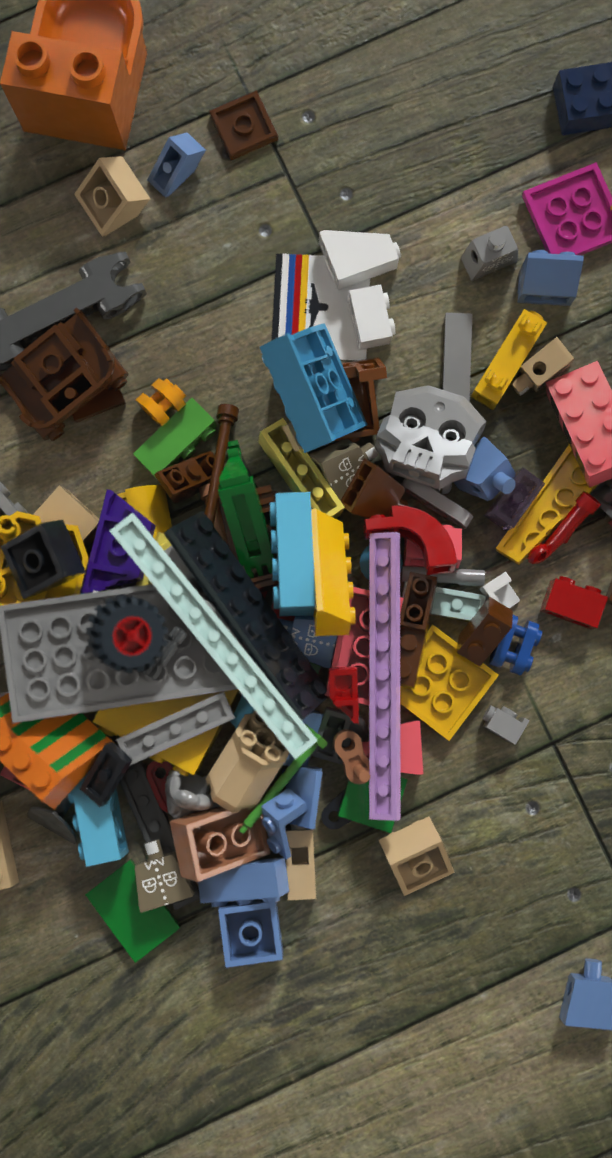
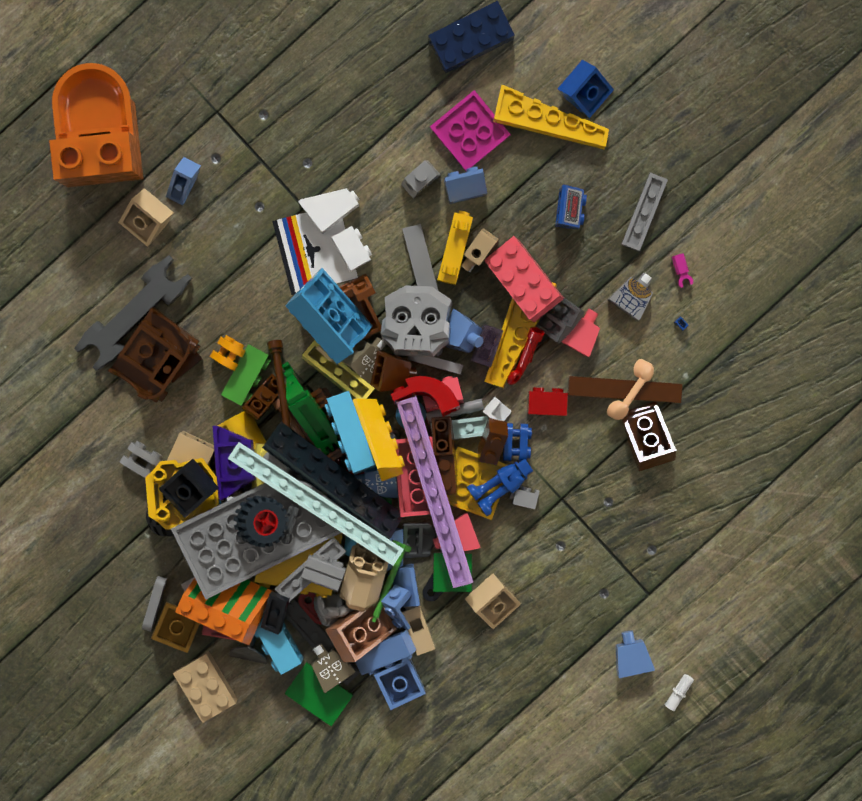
camera: 15 degrees left, 5 degrees up
(192, 736) = (323, 572): none -> light grey brick
(243, 125) = (220, 136): reddish brown tile -> none
(344, 690) = (411, 510): red slope -> none
(353, 757) = (430, 550): nougat piece -> none
(494, 688) = (510, 476): none -> blue piece

